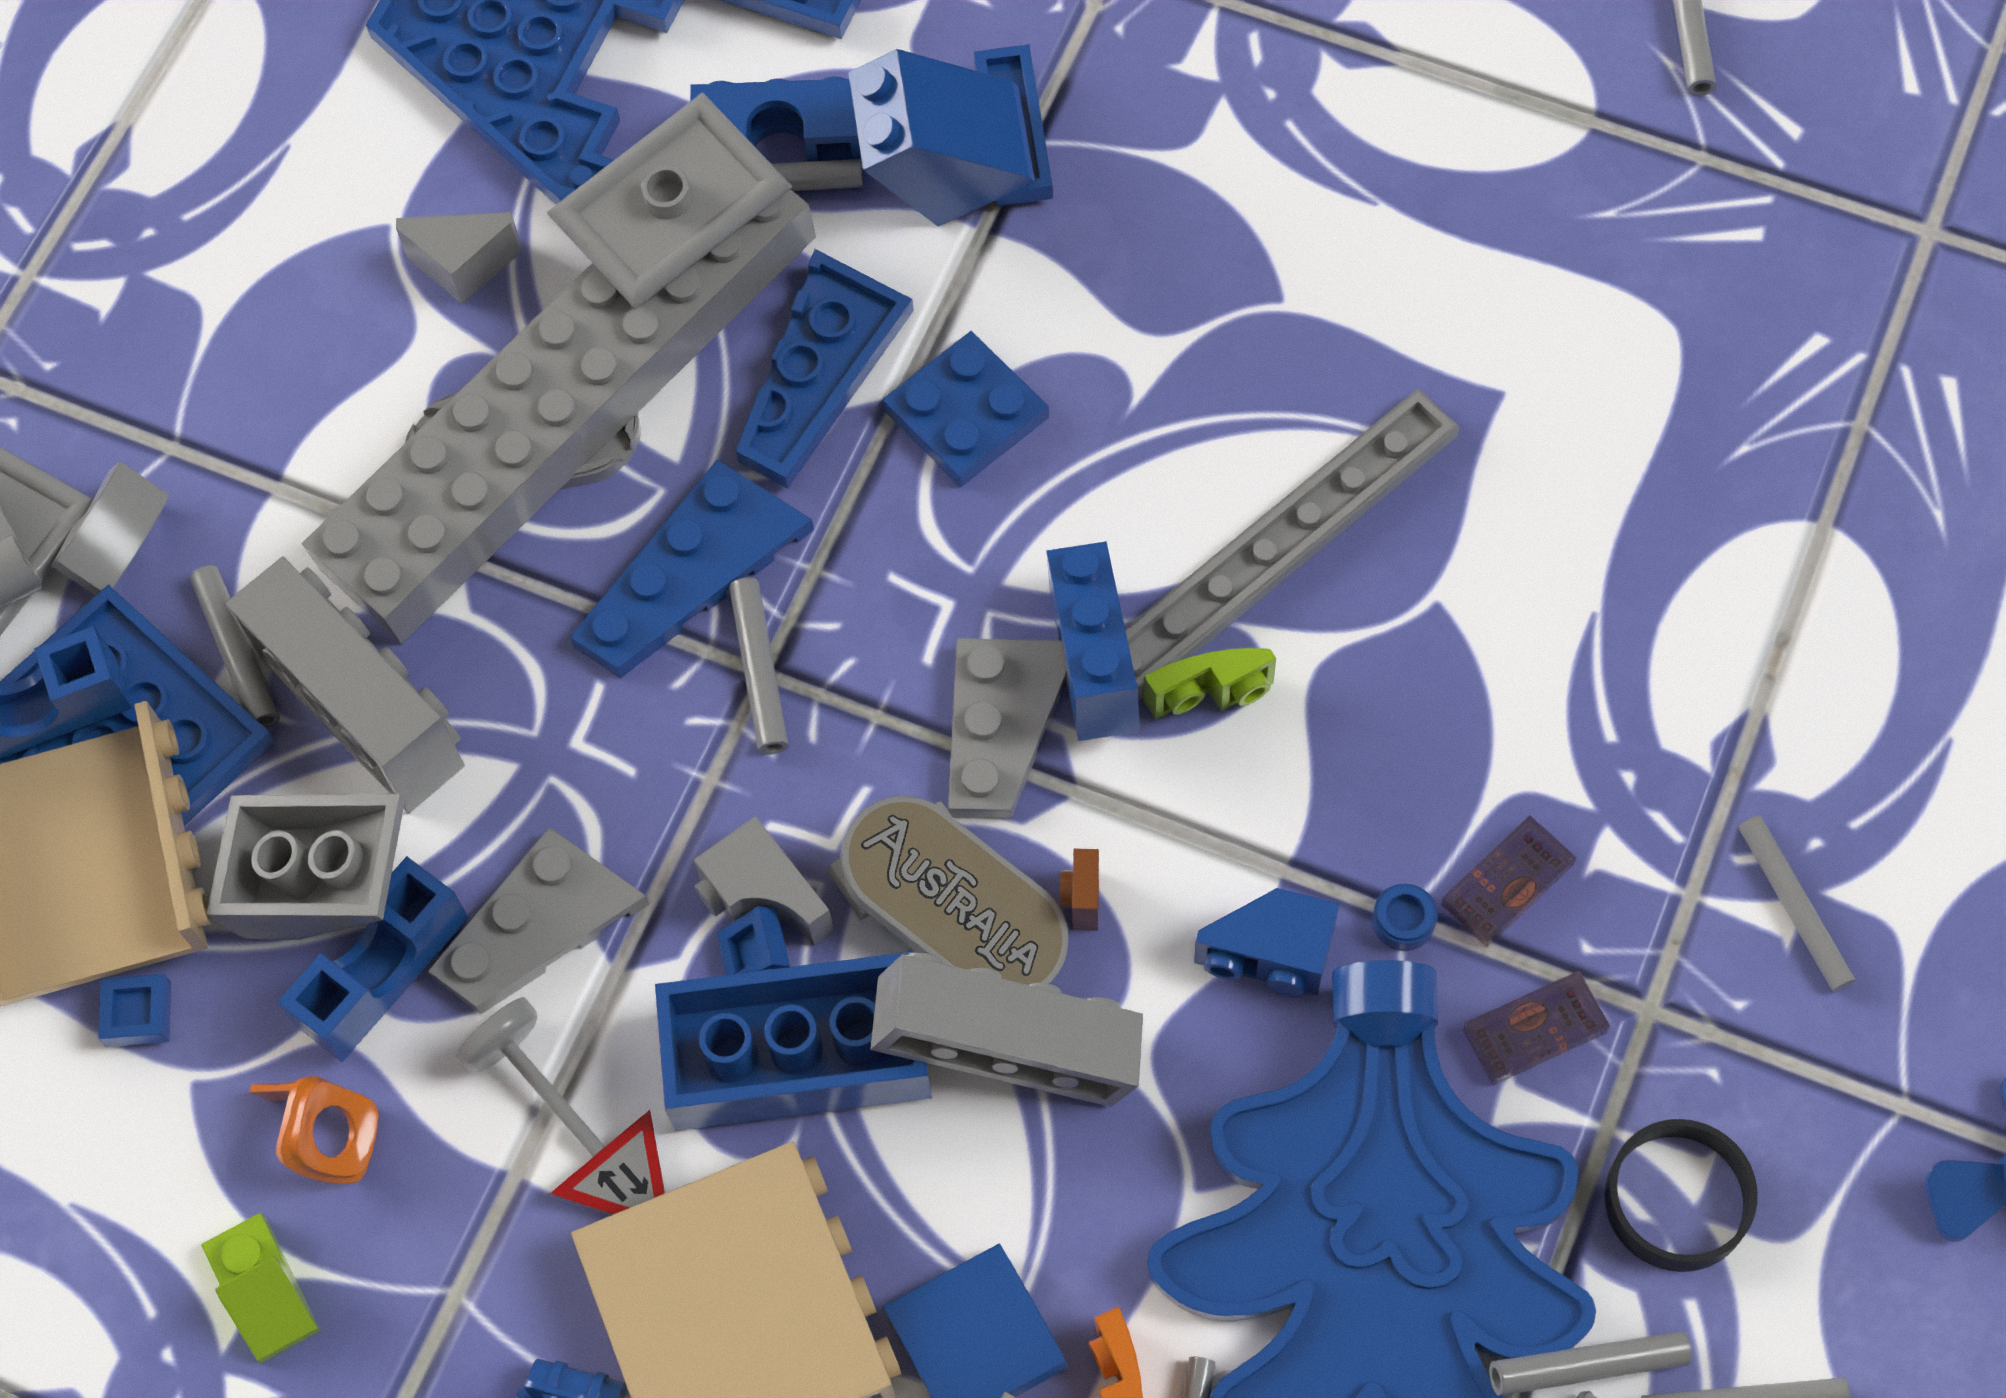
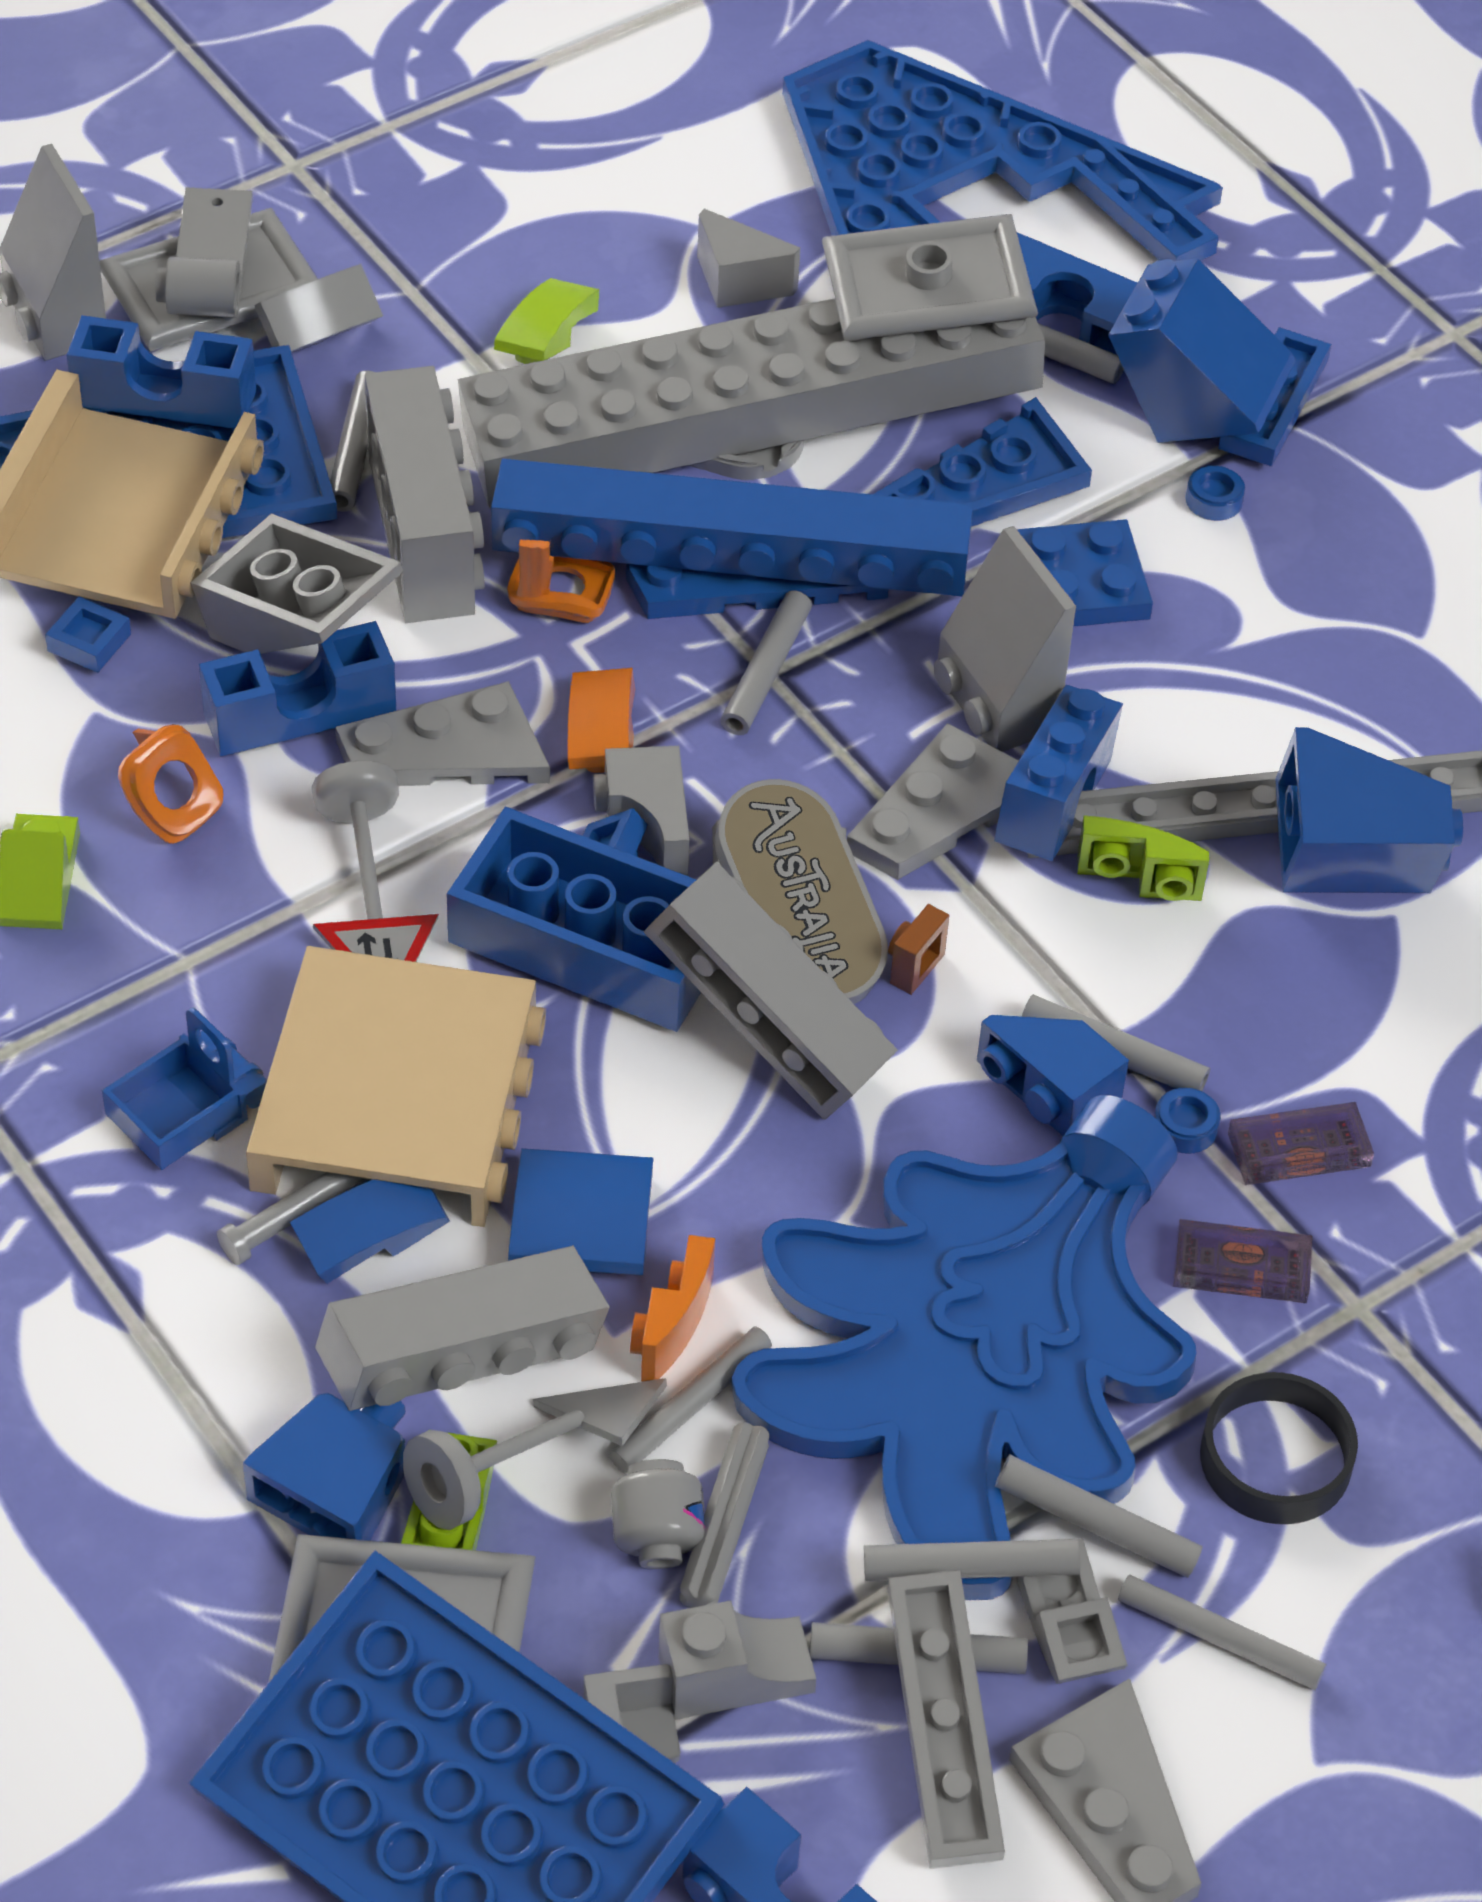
camera: 25 degrees right, 15 degrees down
(324, 416) = (544, 320): none -> lime slope
(501, 705) = (531, 584): none -> orange piece
(649, 557) = (733, 527): none -> blue brick
(657, 817) = (599, 716): none -> orange slope
(975, 543) = (1007, 644): none -> light grey slope
(1023, 254) = (1215, 493): none -> blue tile
(1302, 879) = (1142, 1055): none -> light grey piece
(1372, 543) = (1359, 820): none -> blue slope

